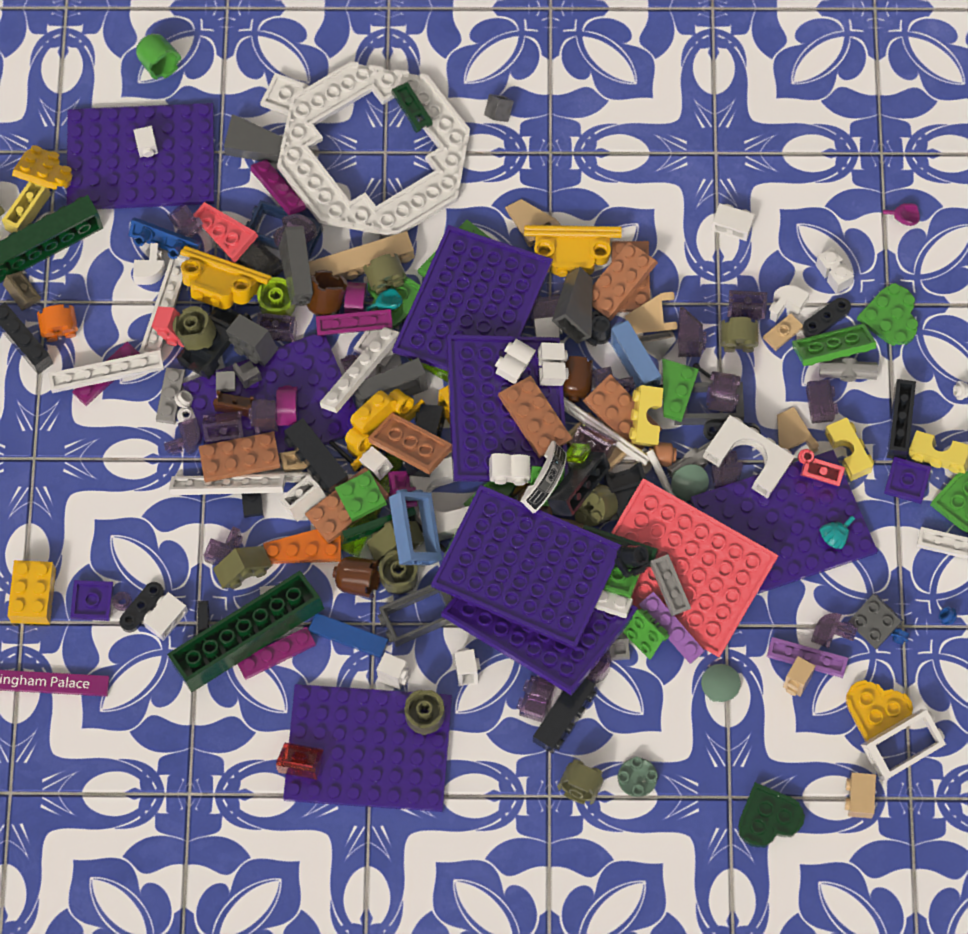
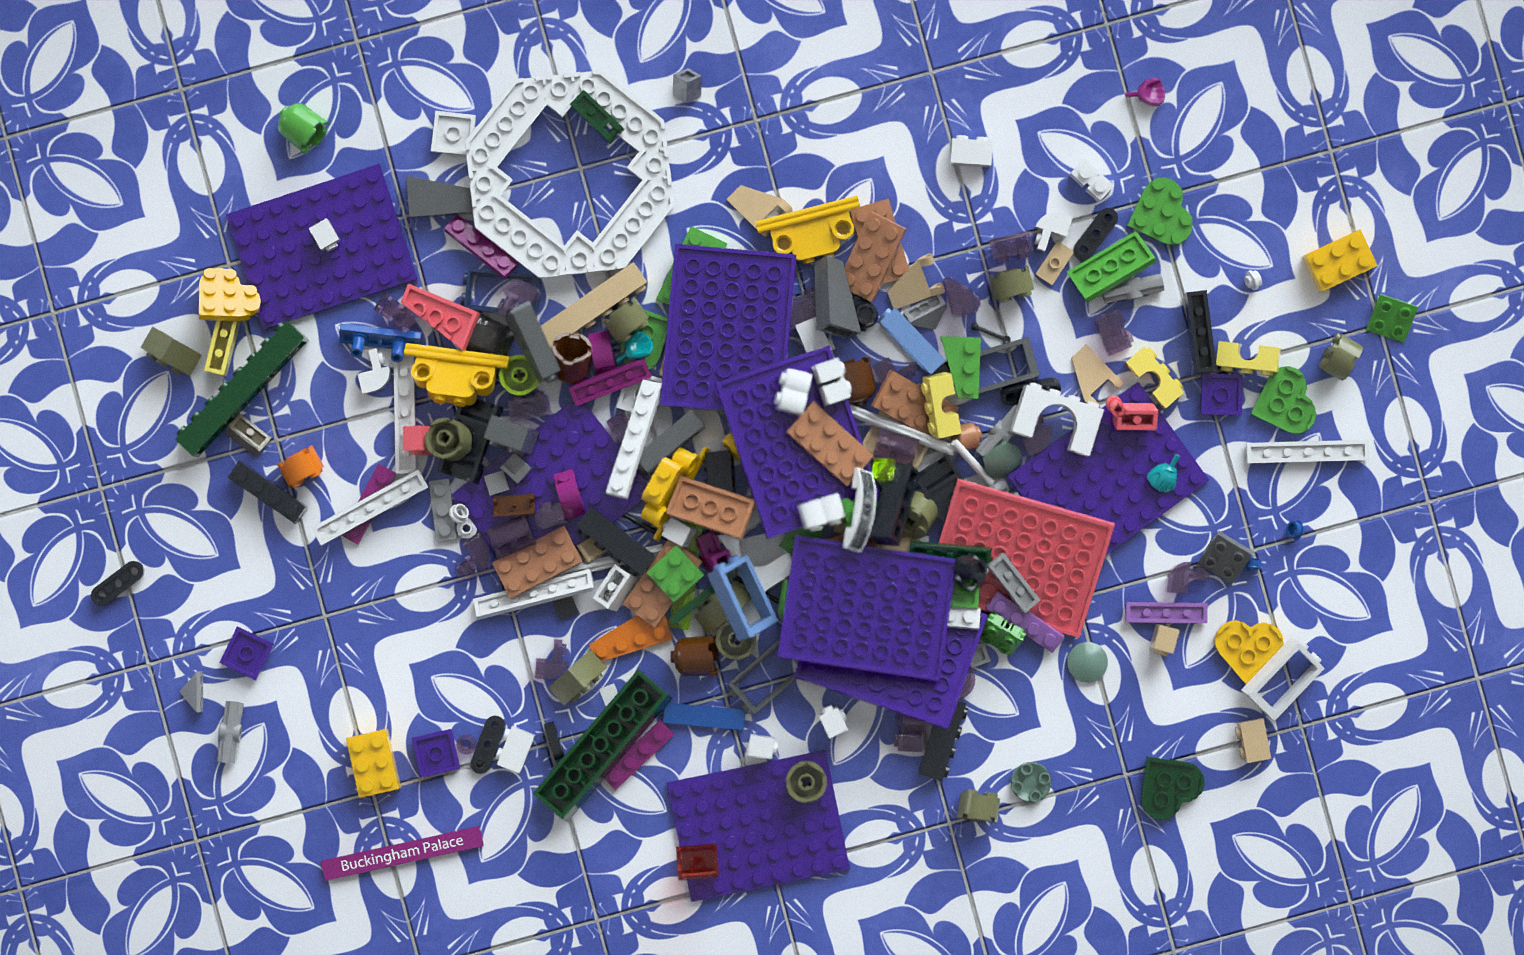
camera: 20 degrees left, 20 degrees up
(722, 392) = (1013, 359): clear purple brick -> none

